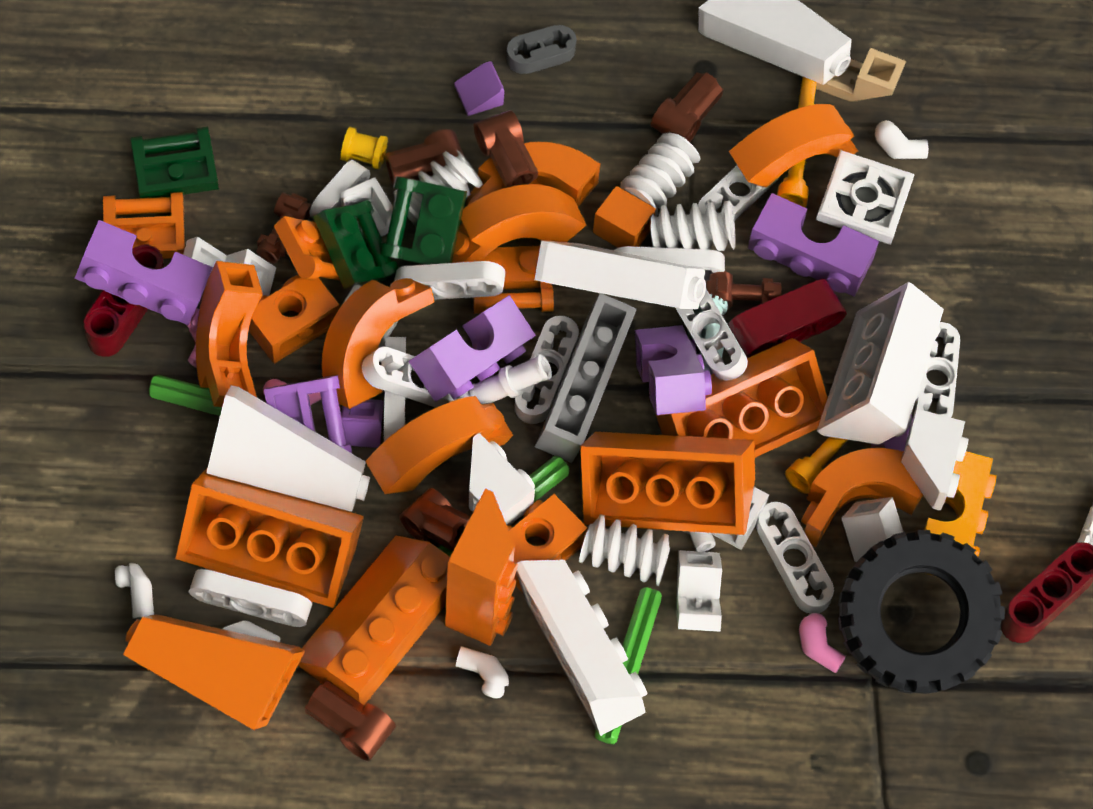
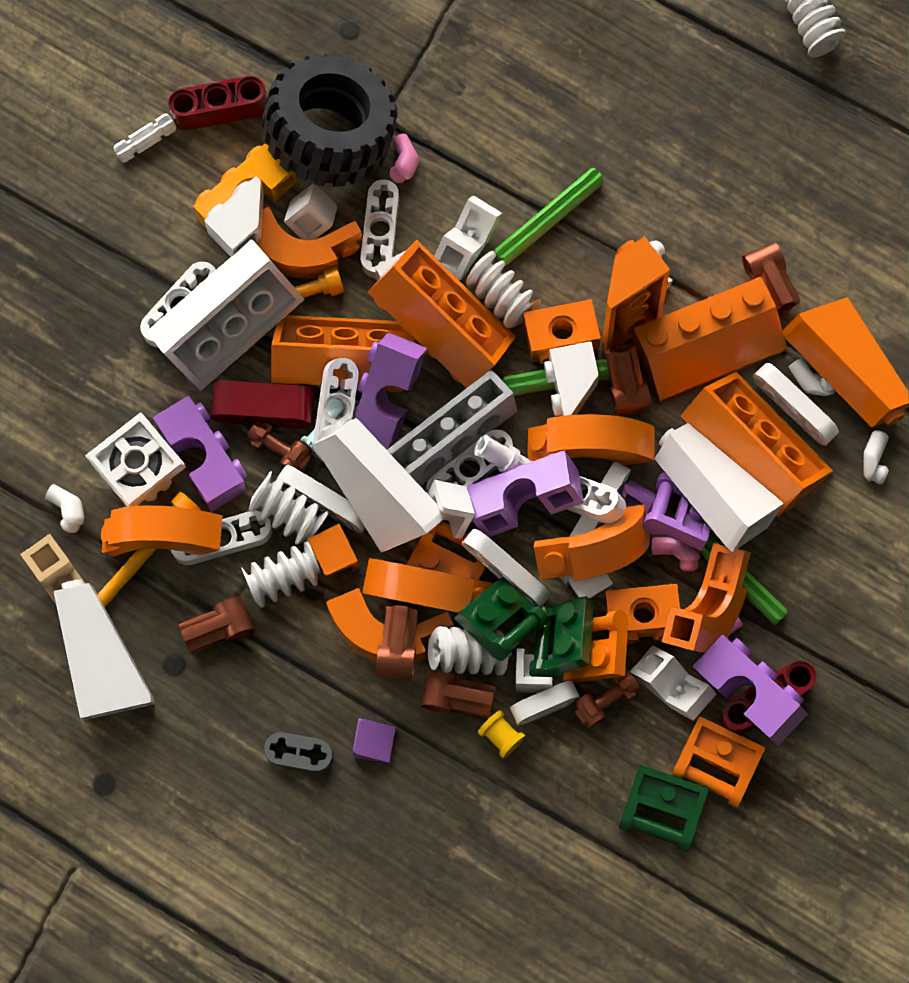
camera: 140 degrees left, 10 degrees up
(539, 303) = (455, 503): none -> white panel
(581, 643) = (581, 229): white slope -> none

